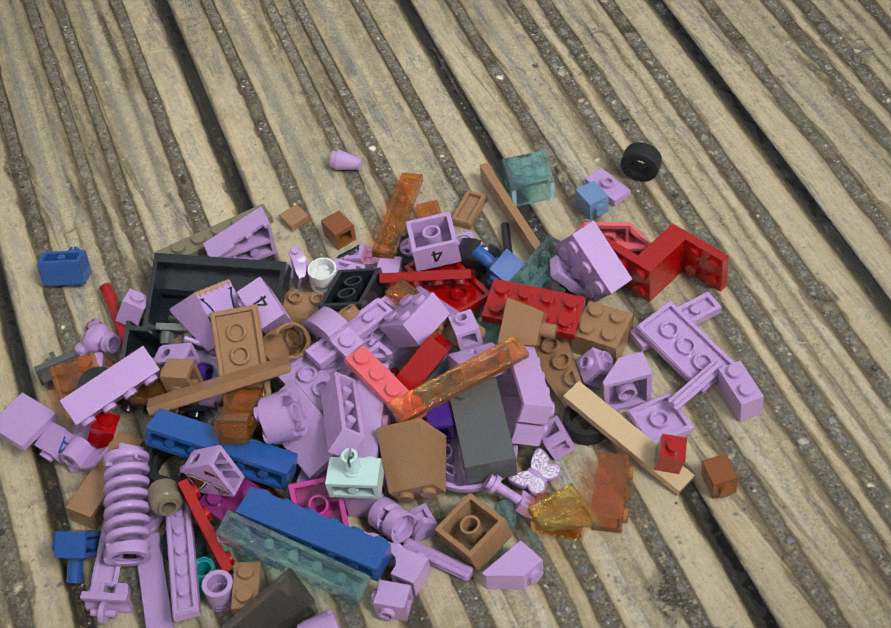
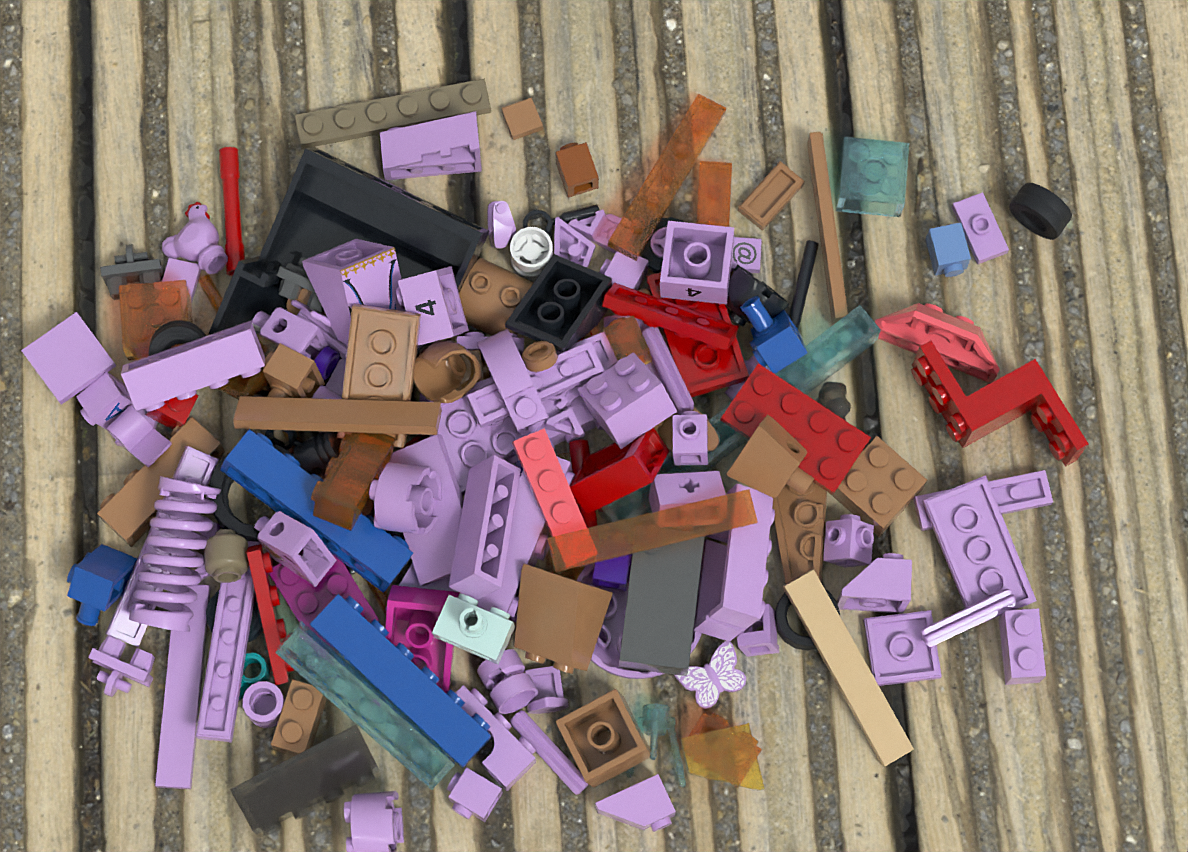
camera: 10 degrees right, 25 degrees up
(64, 267) = (177, 99): blue brick -> none
(132, 307) = (255, 213): lavender brick -> none
(344, 161) = (622, 41): lavender cone -> none
(522, 500) = (682, 709): lavender hinge -> none
(561, 273) = (865, 379): lavender plate -> none
(593, 262) = (902, 380): lavender brick -> none
(612, 491) = (799, 737): clear orange brick -> none
(670, 453) = (891, 719): red brick -> none
(719, 476) = (944, 765): dark orange brick -> none

